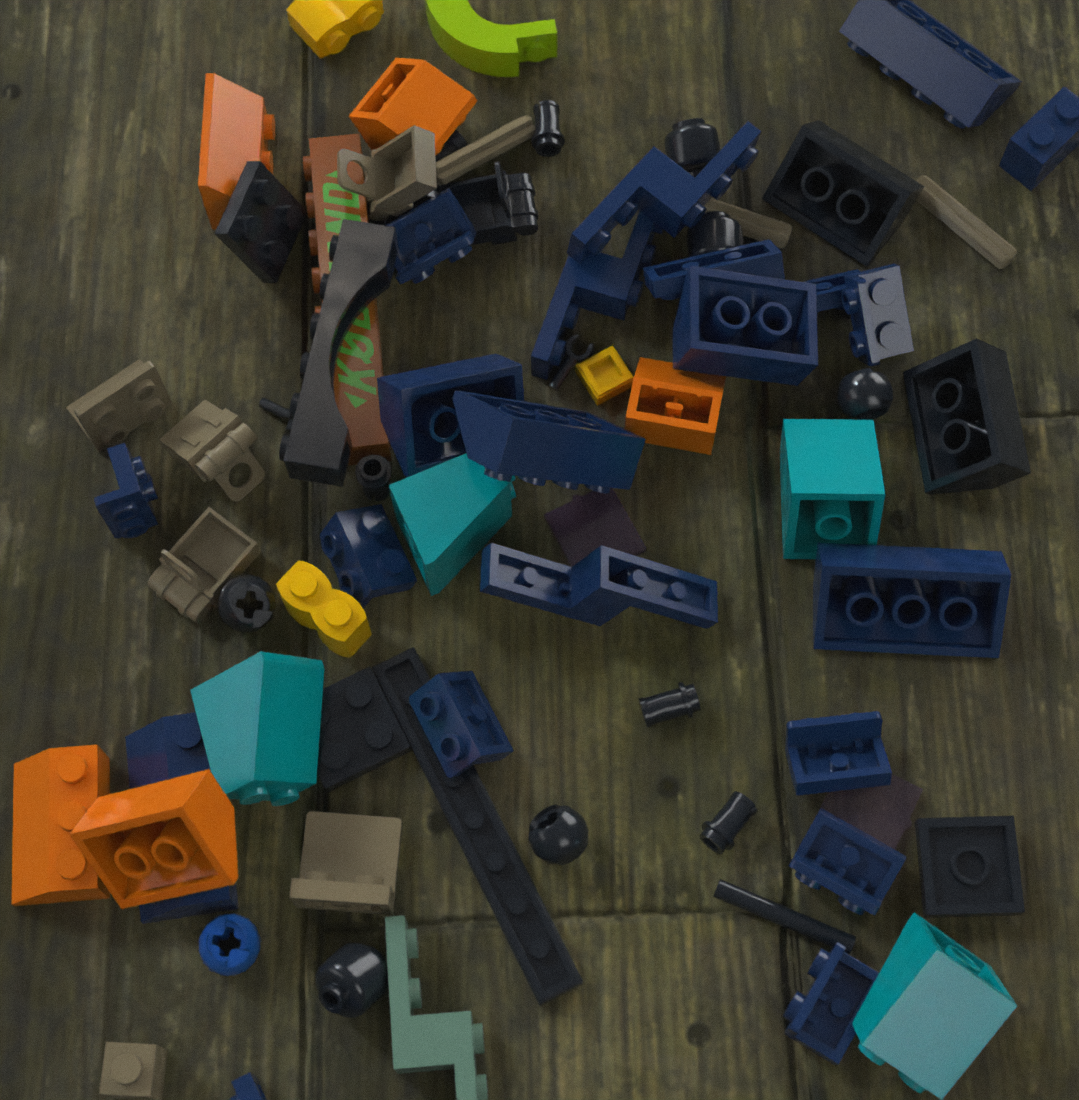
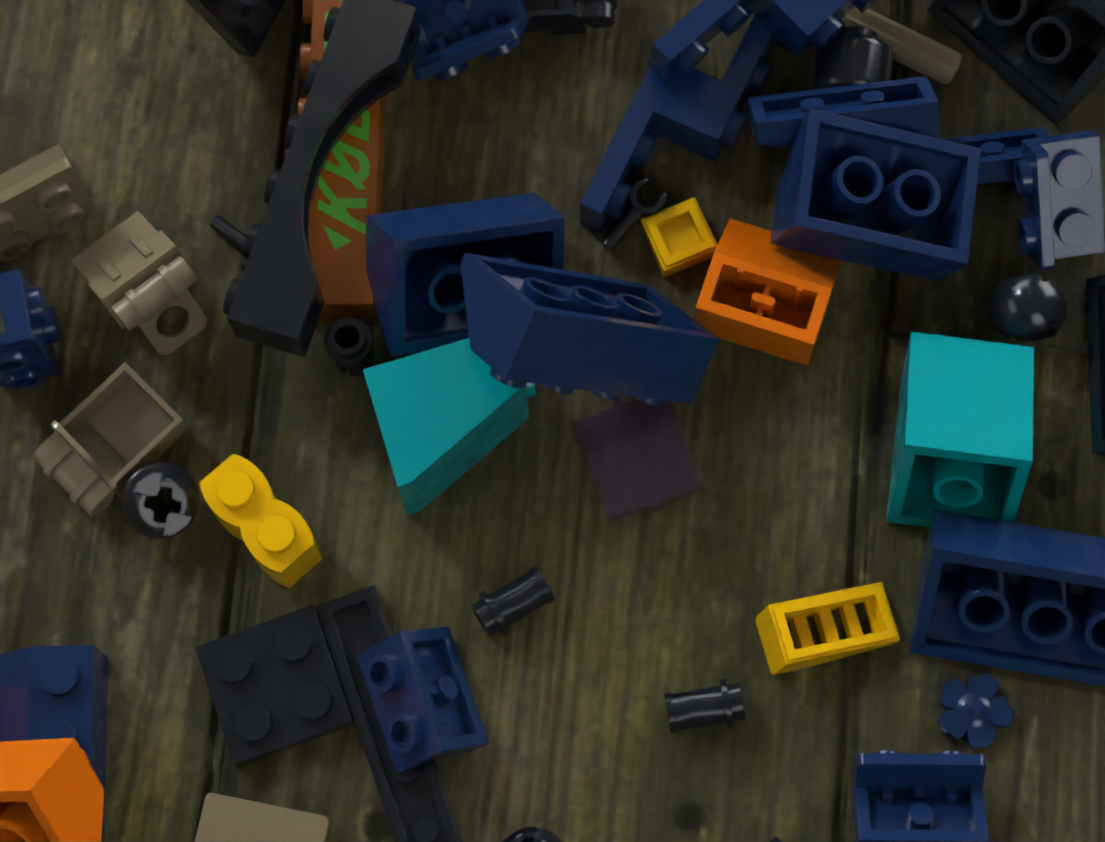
camera: 10 degrees right, 5 degrees up
(263, 726) = (158, 679): teal slope -> none
(366, 554) = (327, 451): dark blue bracket -> none
(517, 647) = (512, 602): none -> black pin
(599, 586) = (629, 536): dark blue bracket -> none
(722, 646) = (777, 639): none -> yellow slope
(866, 685) = (973, 710): none -> dark blue plant

